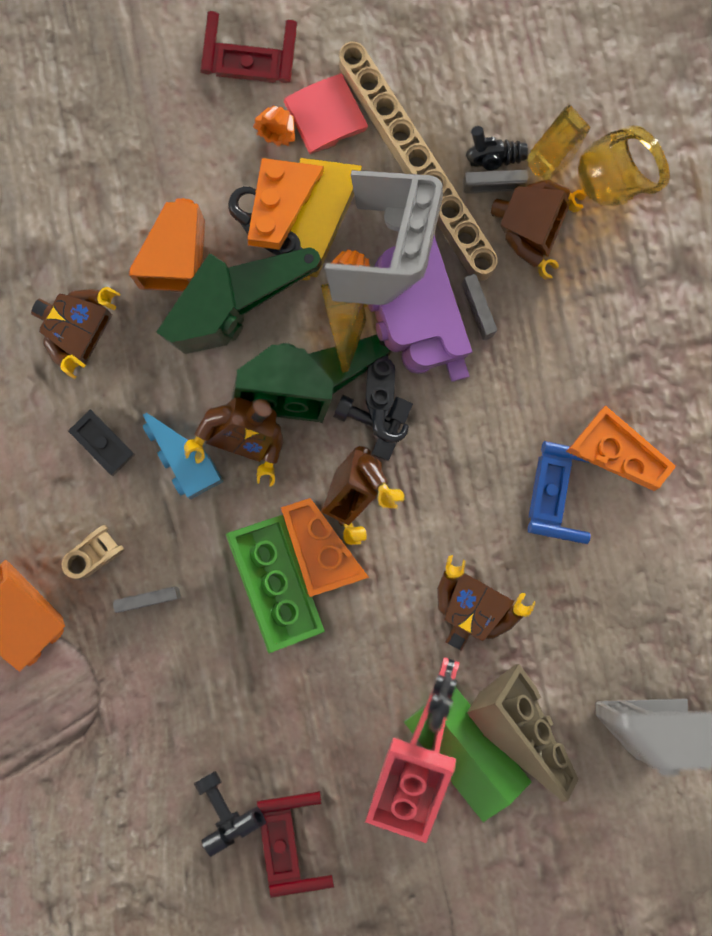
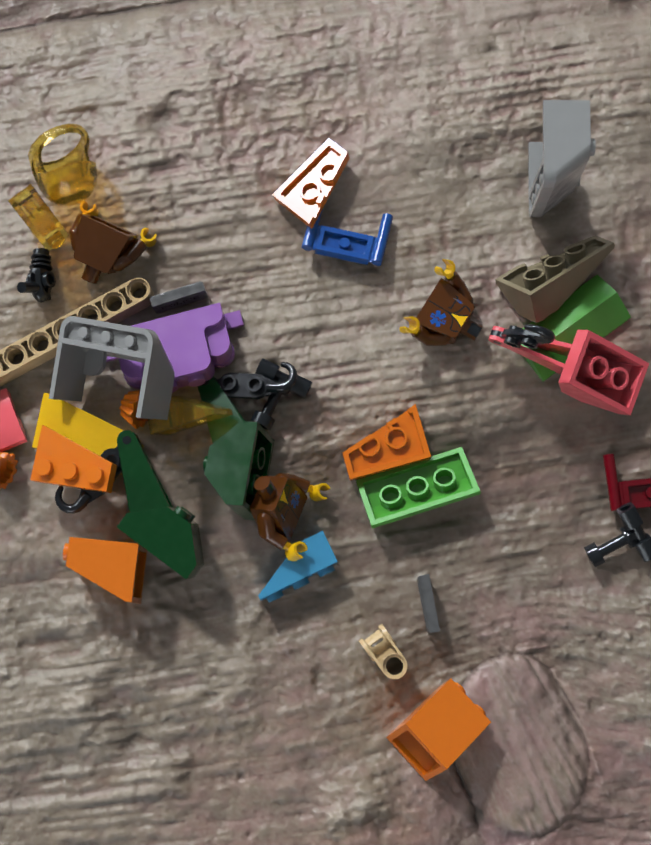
camera: 75 degrees left, 5 degrees down
(74, 325) = (171, 663): reddish brown torso -> none
(101, 442) = (282, 642): black plate -> none
(354, 488) = (335, 409): reddish brown torso -> none
(494, 181) = (66, 278): flat silver tile -> none

